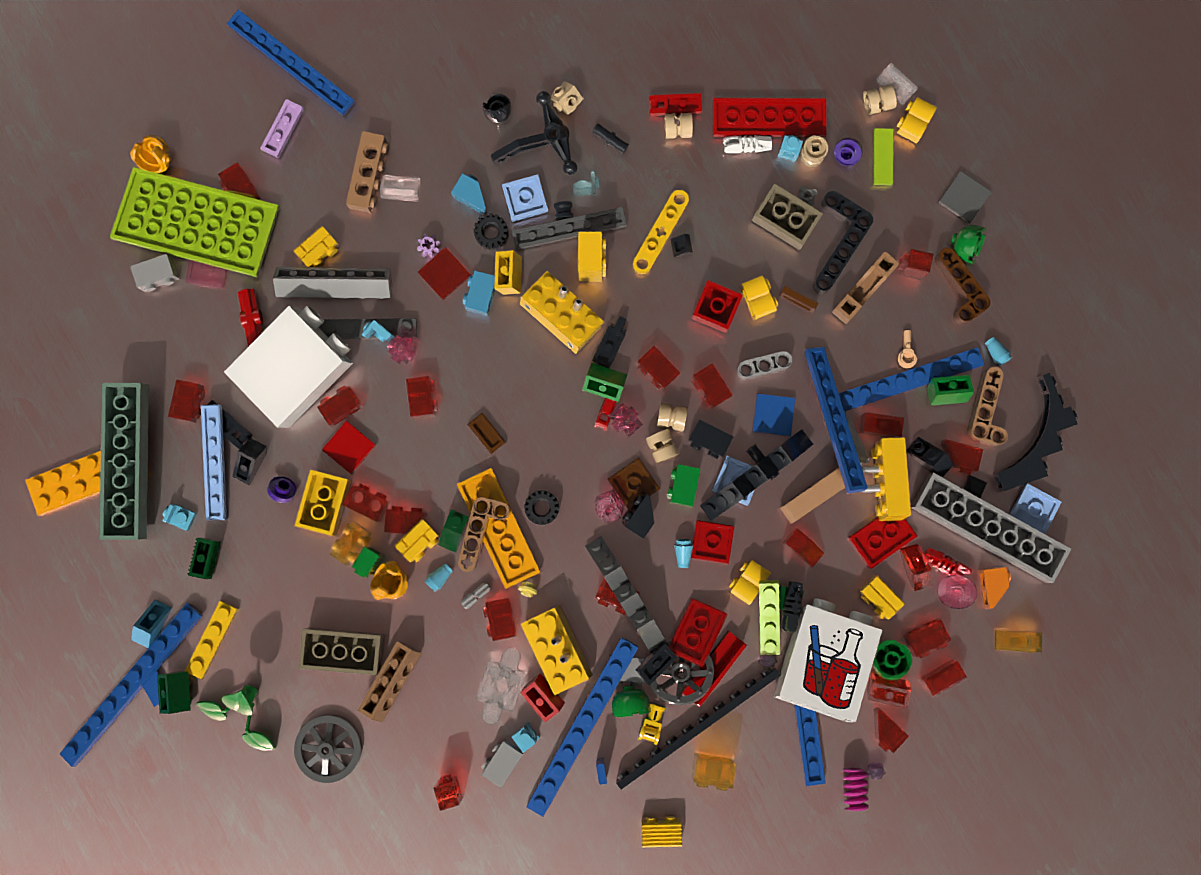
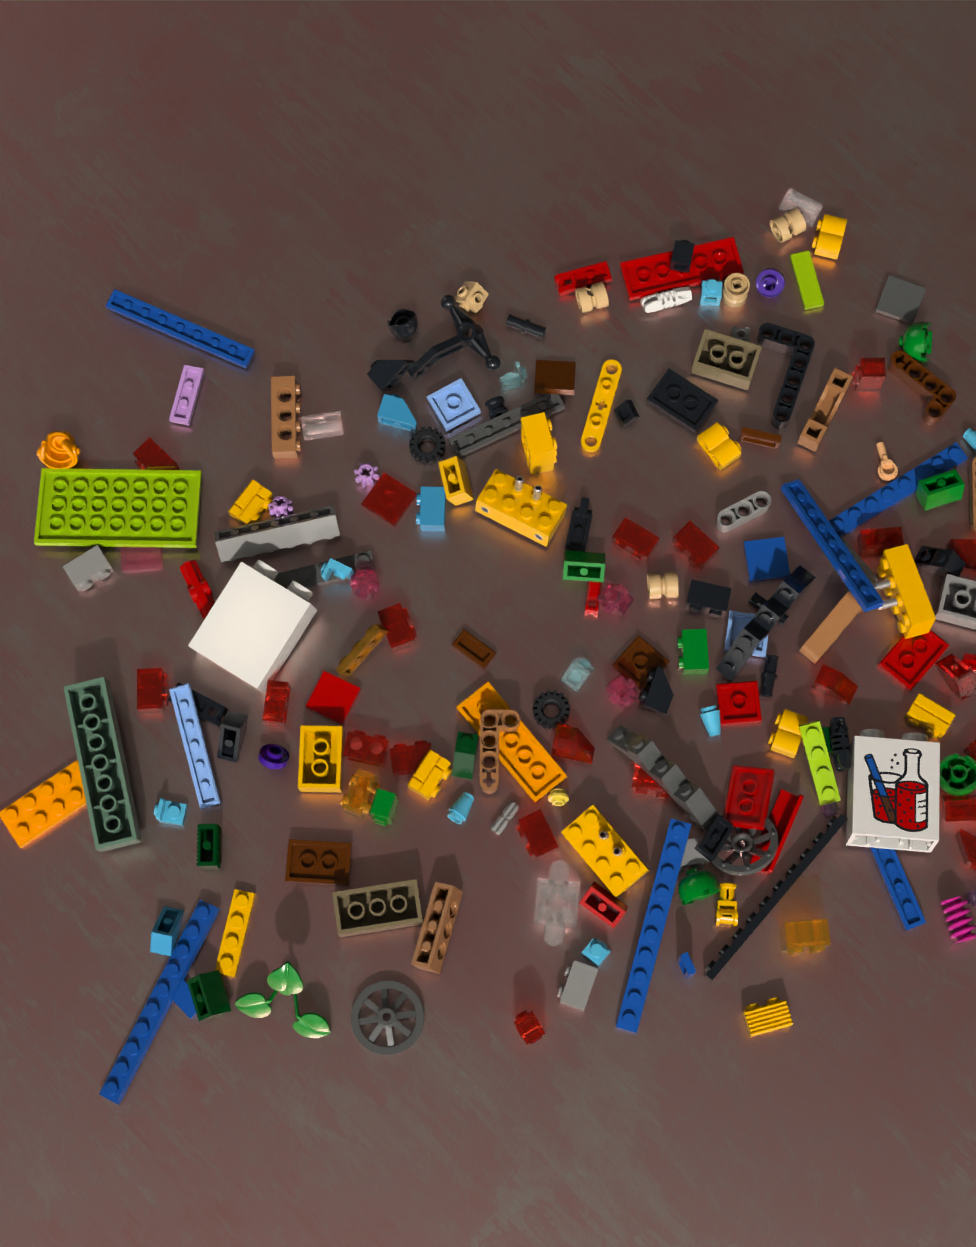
camera: 10 degrees left, 10 degrees down
(295, 441) = (276, 703): none -> clear red brick
(299, 595) = (318, 862): none -> reddish brown plate
(340, 405) = (314, 656): clear red brick -> none
(342, 258) = (280, 507): none -> lavender gear
(383, 411) = (361, 649): none -> pearl gold plate
(389, 581) = (410, 823): light orange helmet -> none
(471, 153) = (389, 372): none -> black slope
(552, 545) = (572, 744): none -> clear red slope
(574, 479) = (577, 673): none -> clear light blue bracket
(624, 195) = (554, 377): none -> reddish brown tile
(662, 453) = (665, 621): tan wheel -> none
(717, 306) = (679, 464): red brick -> none
(736, 245) = (682, 400): none -> black plate
(746, 524) = (769, 676): none -> black pin
(772, 106) = (682, 256): none -> black brick

